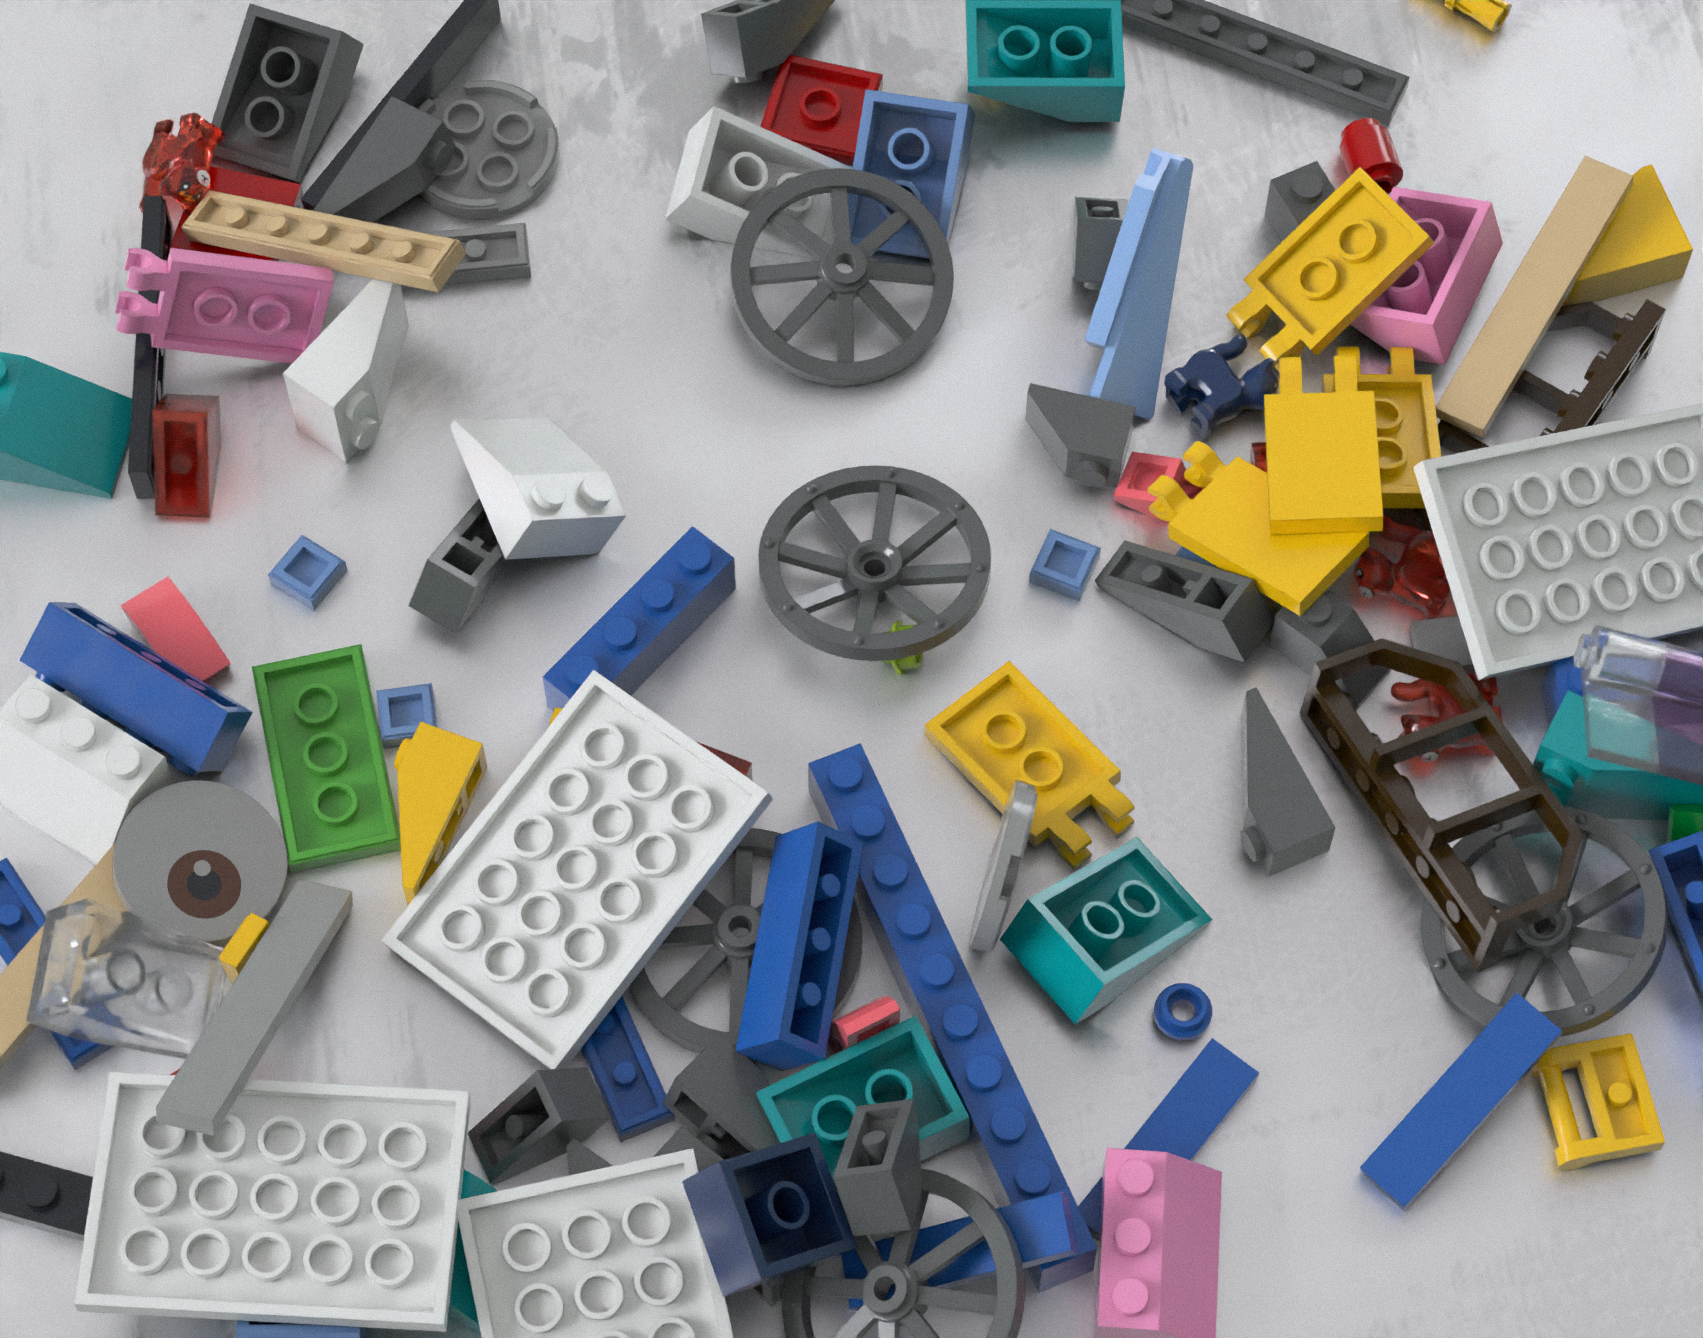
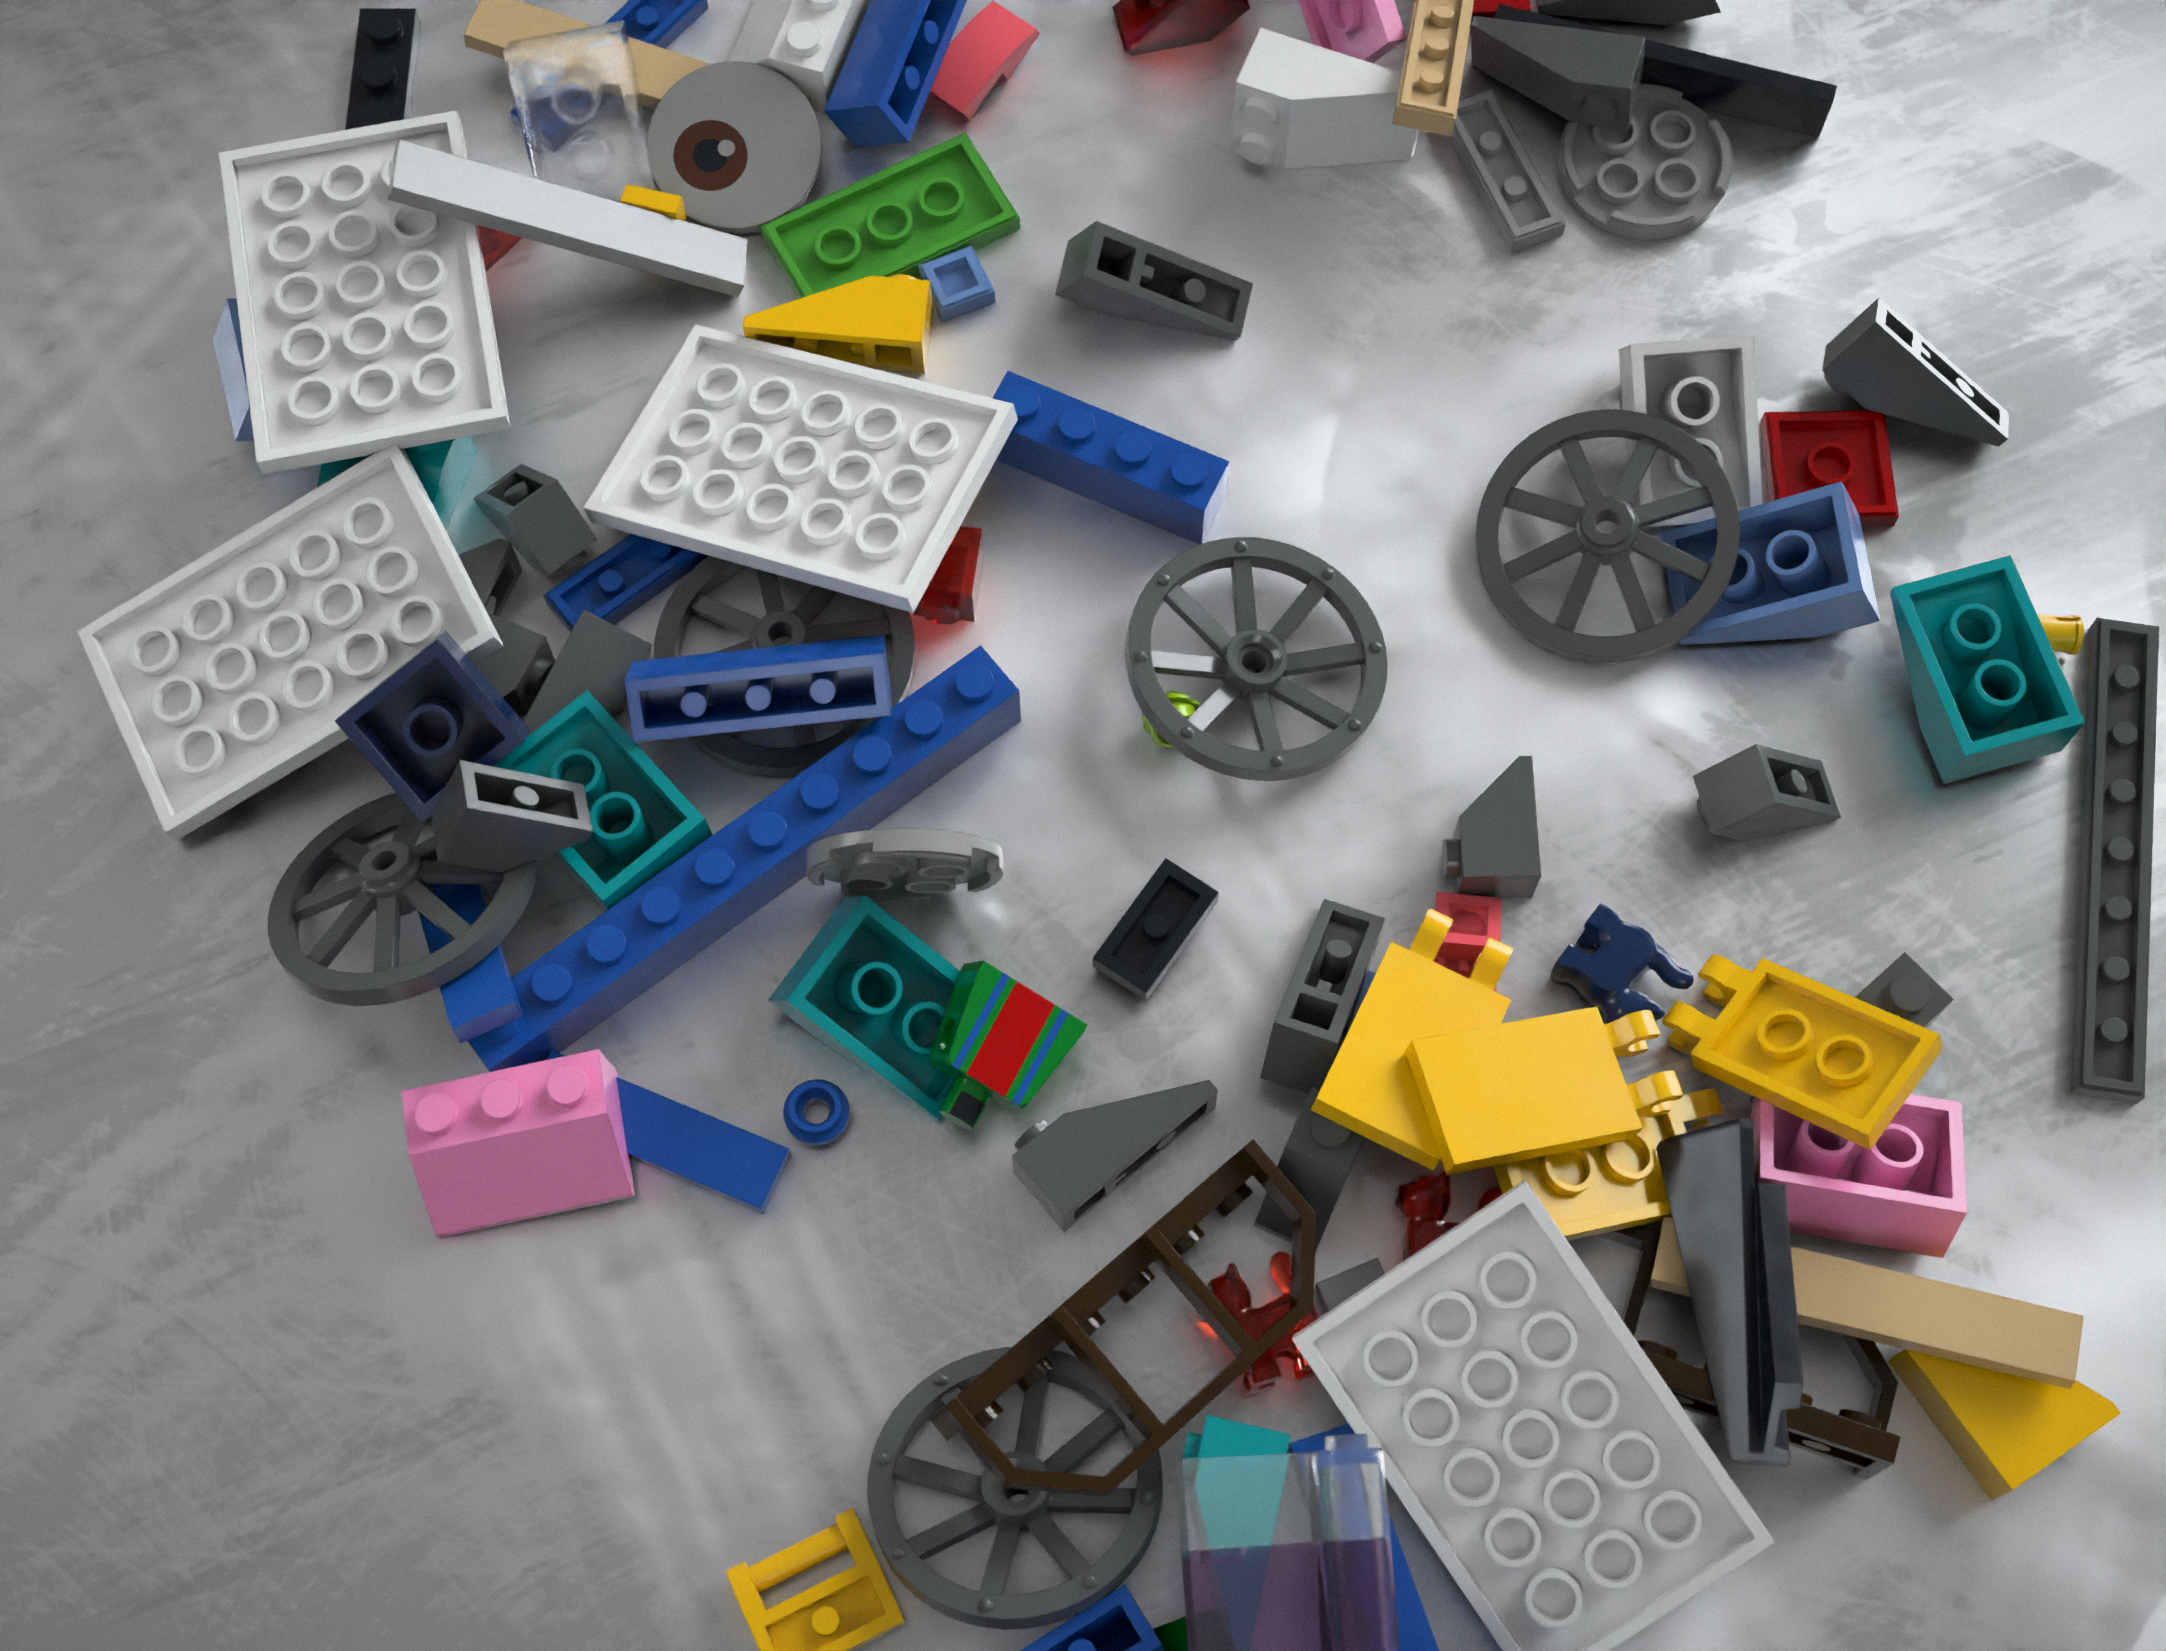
camera: 75 degrees right, 5 degrees up
(308, 572) = (1089, 152): medium blue tile -> none
(538, 487) = (1241, 309): white slope -> none
(863, 1023) = (697, 778): coral slope -> none
(1014, 733) = (1073, 879): yellow tile -> none
(1064, 565) = (1333, 863): medium blue tile -> none
(1093, 706) = (1155, 929): none -> black plate
(1139, 286) = (1695, 834): light blue wedge -> none
(1169, 845) = (998, 1043): none -> torso
(1371, 148) = (2003, 1074): red brick -> none
(1461, 1100) = (769, 1435): blue tile -> none
(1509, 361) = (1739, 1284): none -> black wedge

